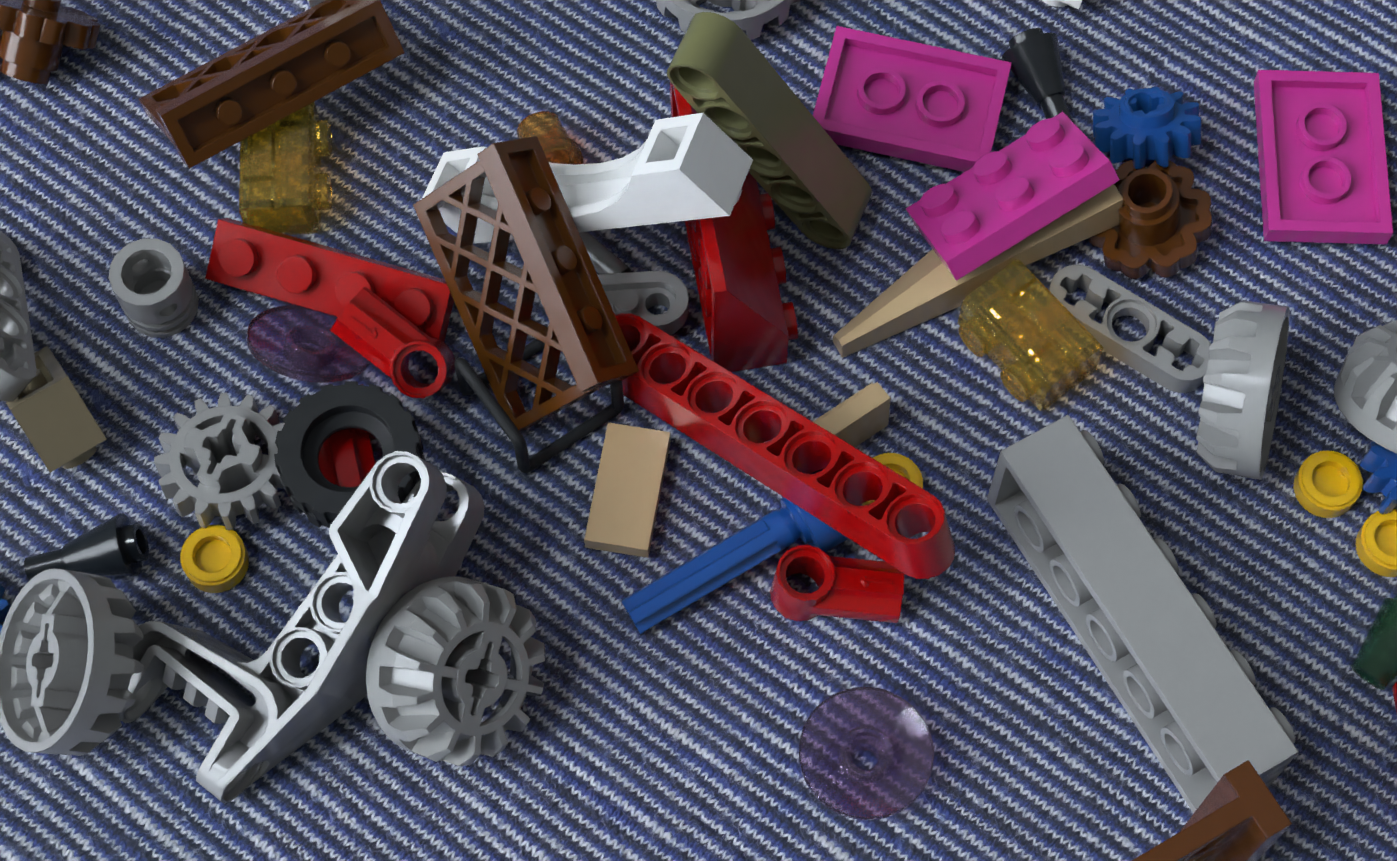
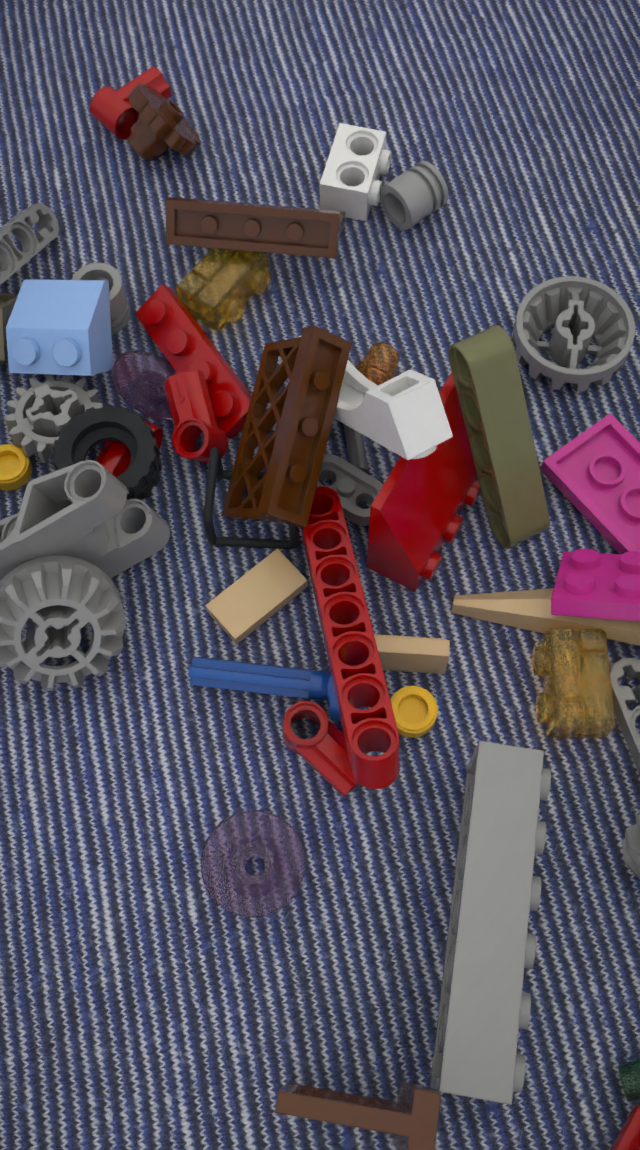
camera: 40 degrees right, 0 degrees up
(151, 352) = (60, 328): none -> light blue slope

